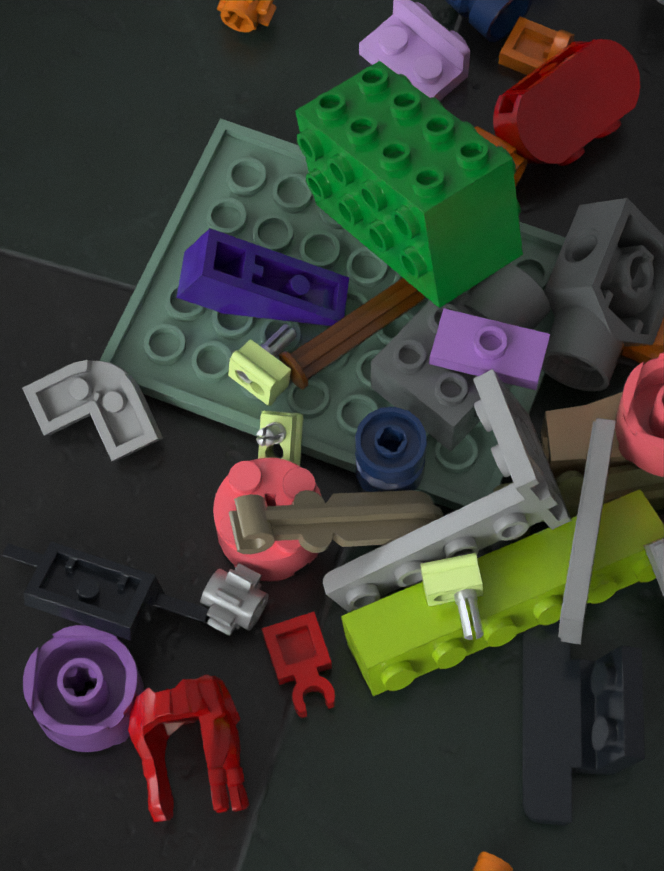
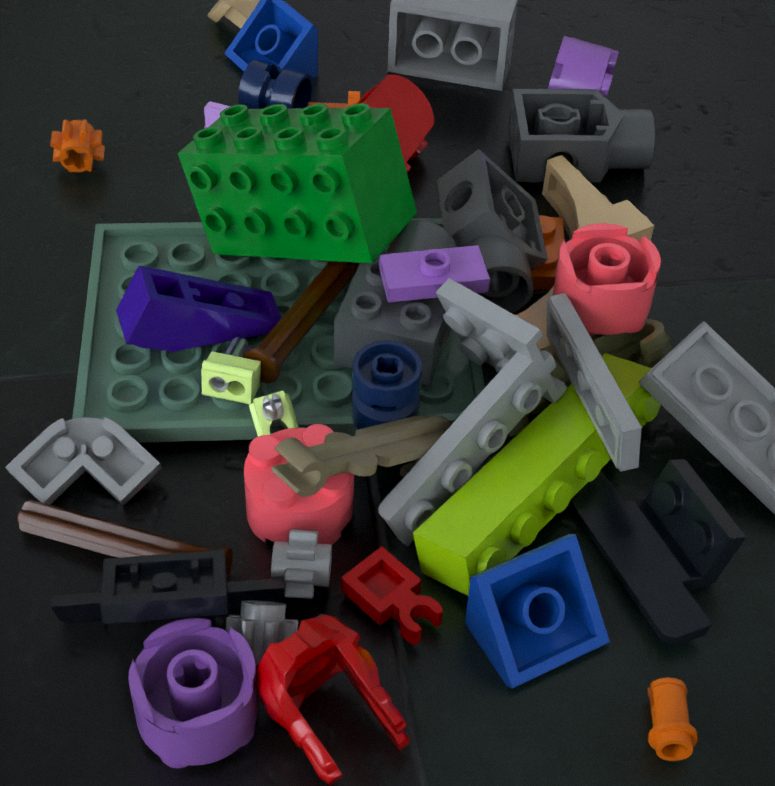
camera: 30 degrees left, 20 degrees down
(98, 507) = (101, 534): none -> axle
(167, 653) = (262, 625): none -> light grey gear
(418, 741) = (535, 611): none -> blue slope
(457, 581) = (502, 459): yellowish green piece -> none

